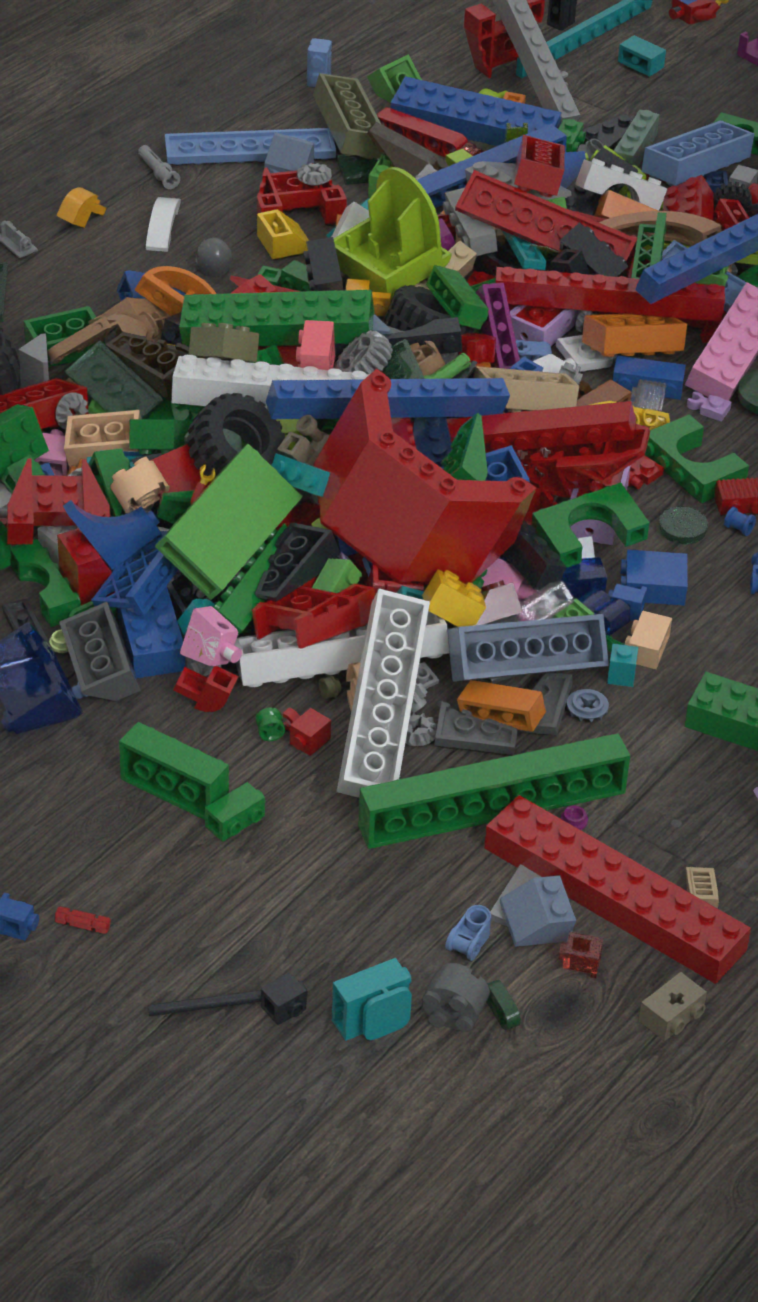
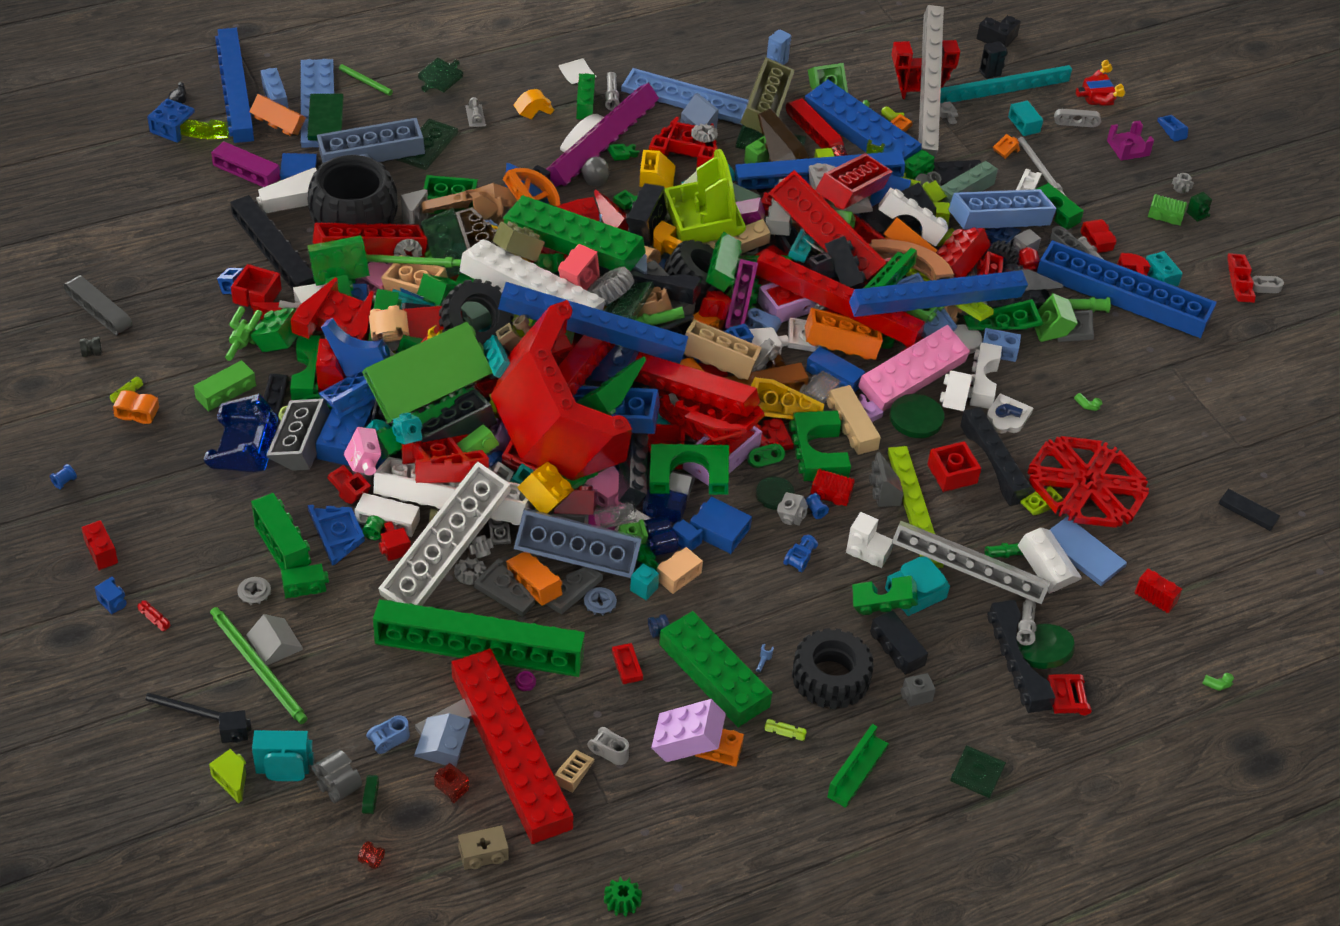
camera: 25 degrees right, 5 degrees up
(96, 159) = (572, 69): none -> white sticker
(134, 180) = (585, 95): none -> green brick
(141, 402) = (448, 262): none -> bright green bar
(188, 838) = (248, 585): none -> light grey gear
(191, 208) = (602, 134): none -> magenta brick
(224, 228) = (621, 152): none -> green plate
(229, 741) = (337, 530): none -> blue wing
(248, 891) = (273, 639): none -> light grey slope
(251, 700) = (389, 510): none -> white brick
(253, 590) = (407, 428): none -> teal brick
(255, 923) = (258, 665): none -> bright green piece
(324, 1051) = (230, 773): none -> lime slope
(556, 1067) = (371, 855): none -> clear red wheel
(643, 91) = (1006, 146): none -> orange bracket
(647, 488) = (765, 456): none -> green plate
(670, 756) = (627, 663): none -> red plate
(673, 704) = (656, 624): none -> dark blue wheel
(681, 40) = (1089, 122): none -> light grey beam
(685, 97) = (1039, 164): none -> light grey bar
(693, 118) = (1029, 180): none -> white plate
(720, 425) = (854, 420): none -> tan brick
(720, 532) = (792, 509): none -> light grey brick
(725, 848) = (610, 746): none -> light grey piece

